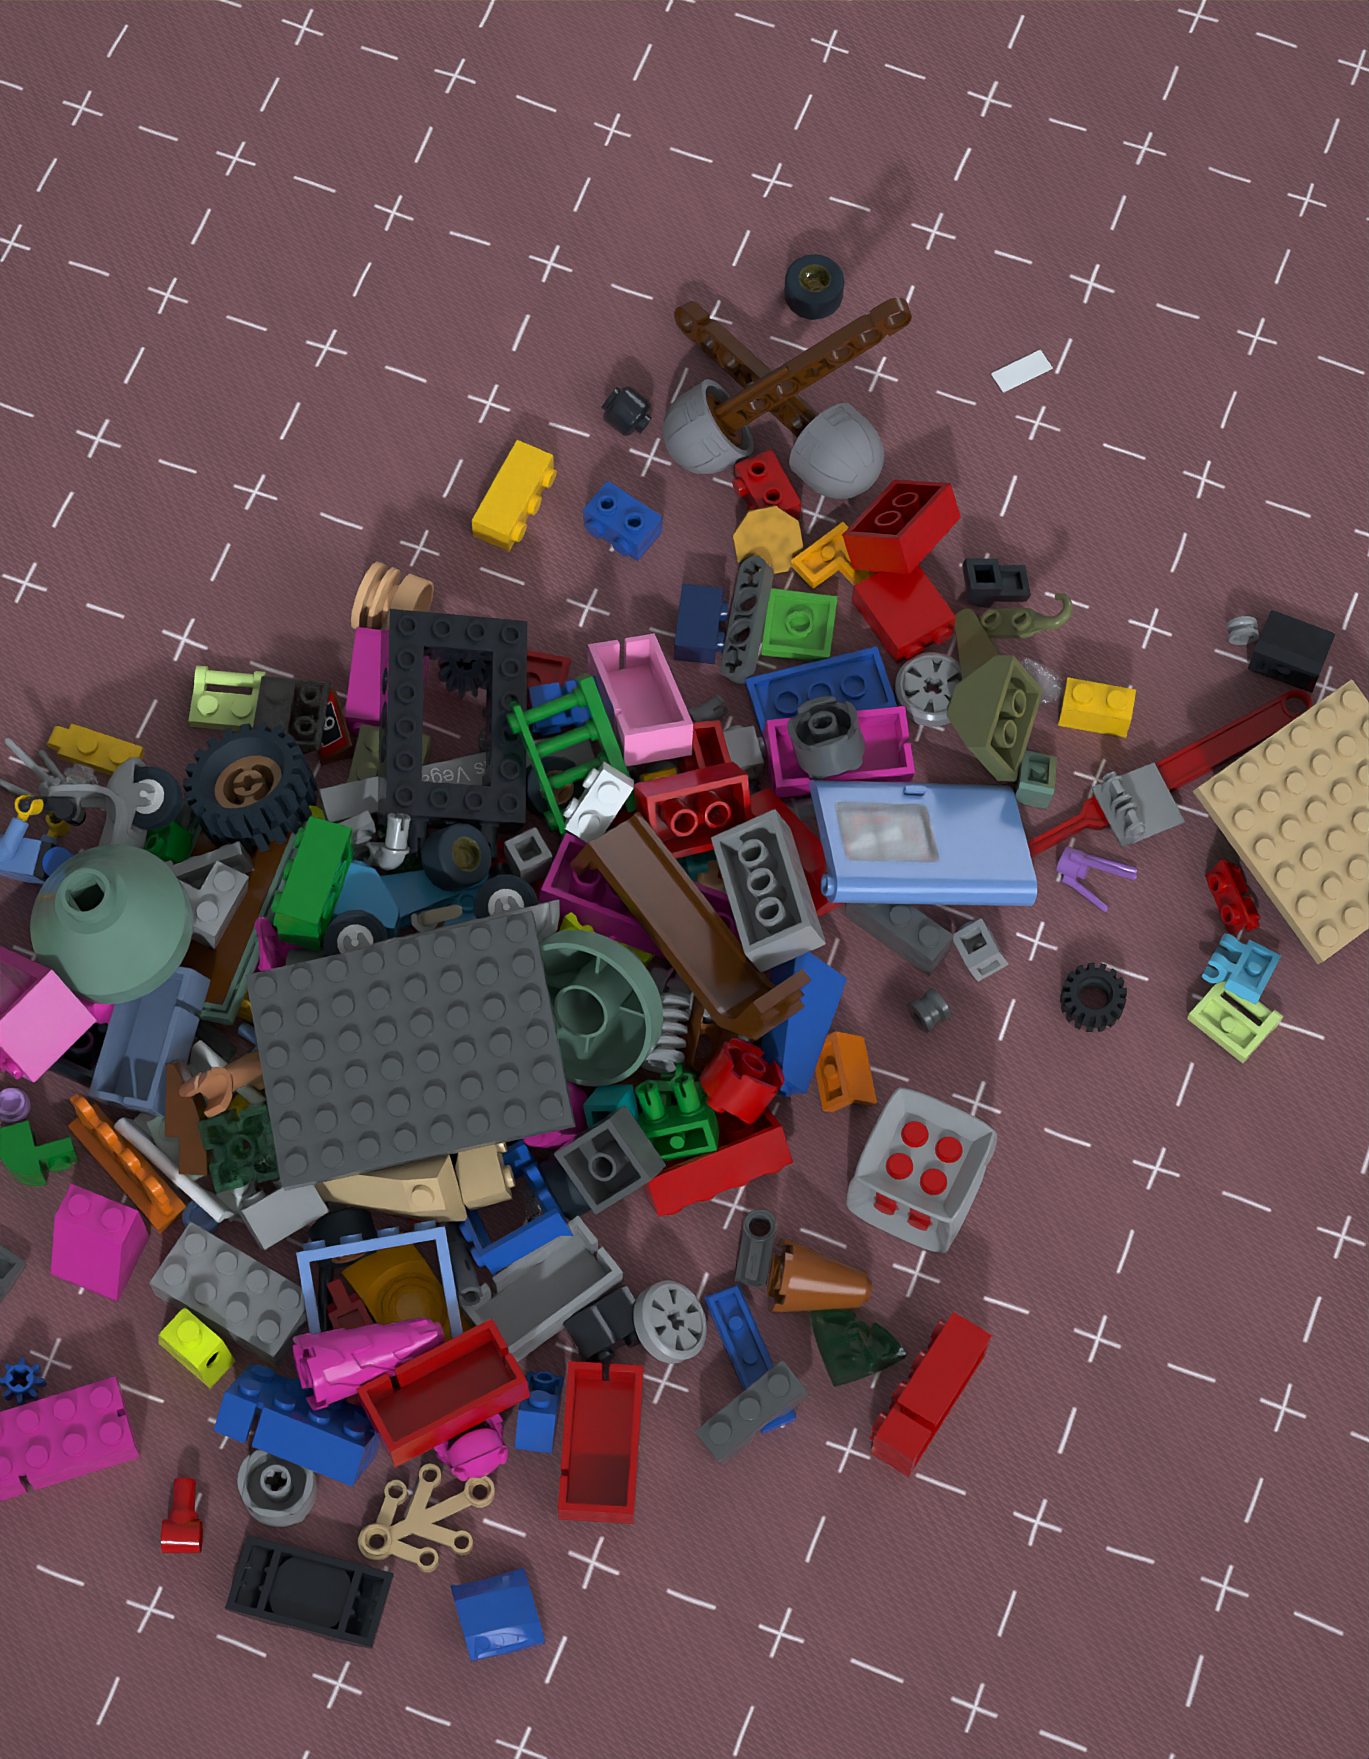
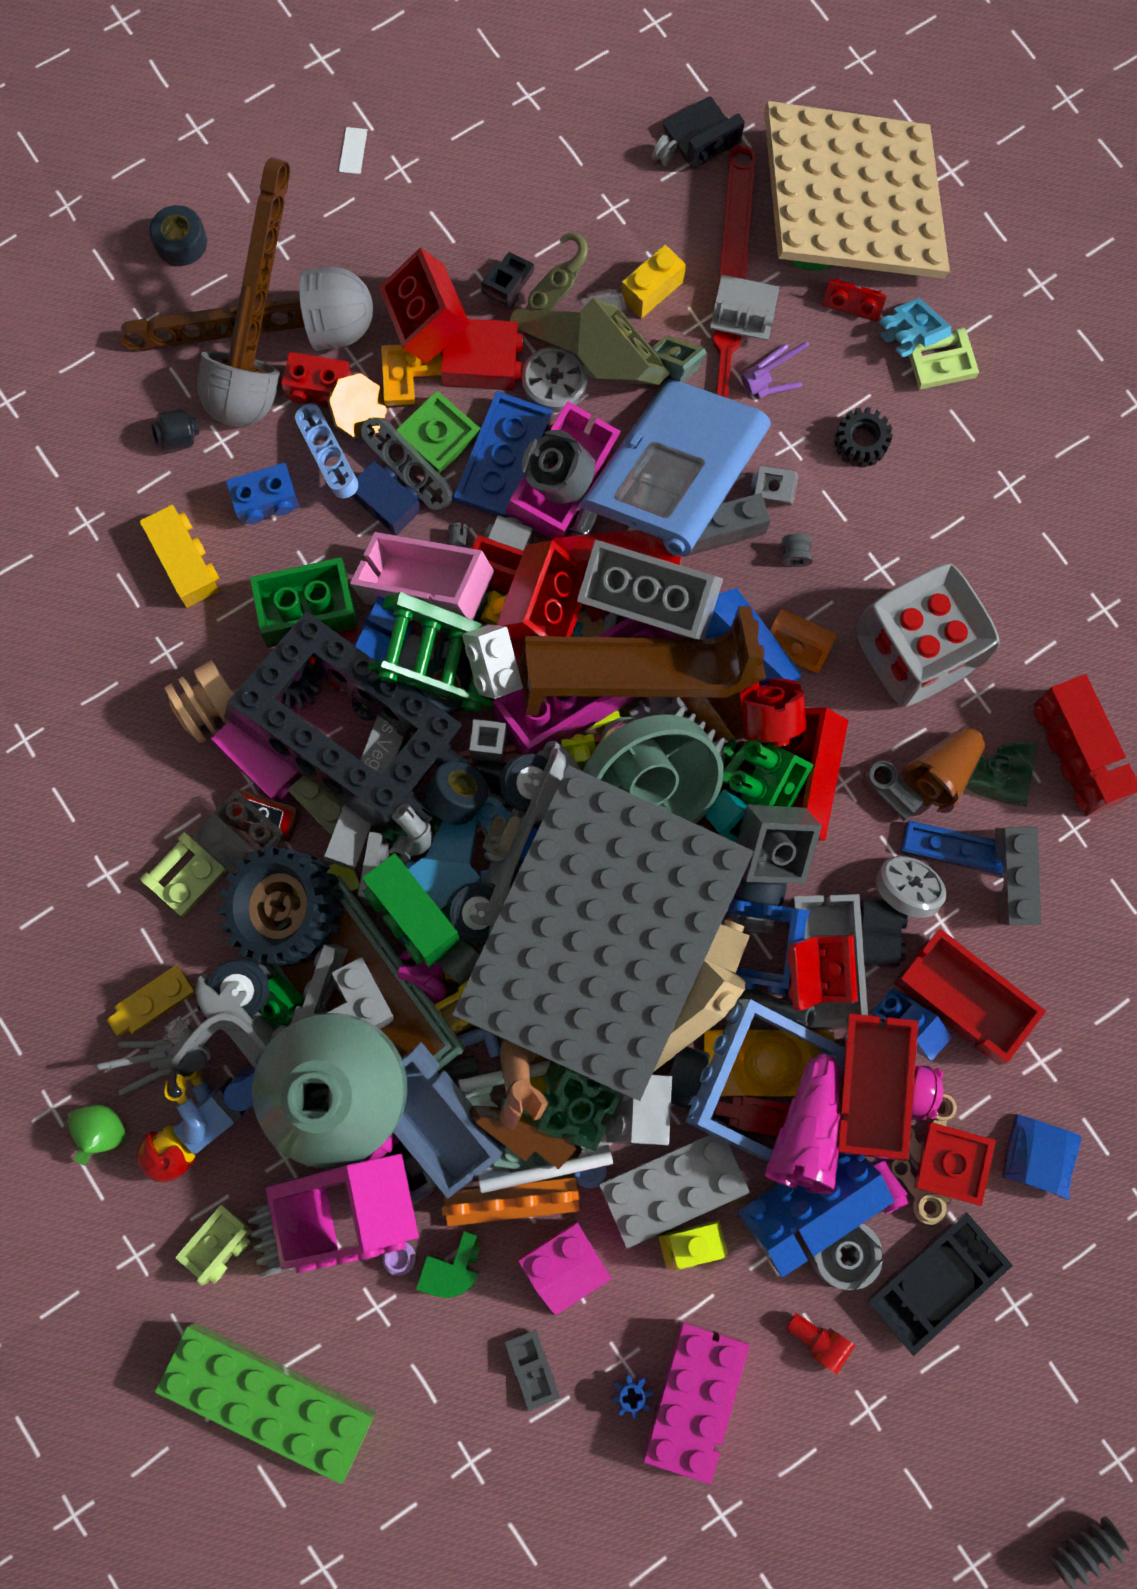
camera: 55 degrees left, 10 degrees up
(367, 1490) = (895, 1188): none -> dark pink cone
(431, 1531) = (955, 1164): none -> red plate
(517, 1274) = (822, 971): none -> red bracket
(556, 621) = (314, 588): none -> green brick
(697, 541) = (326, 450): none -> light blue beam

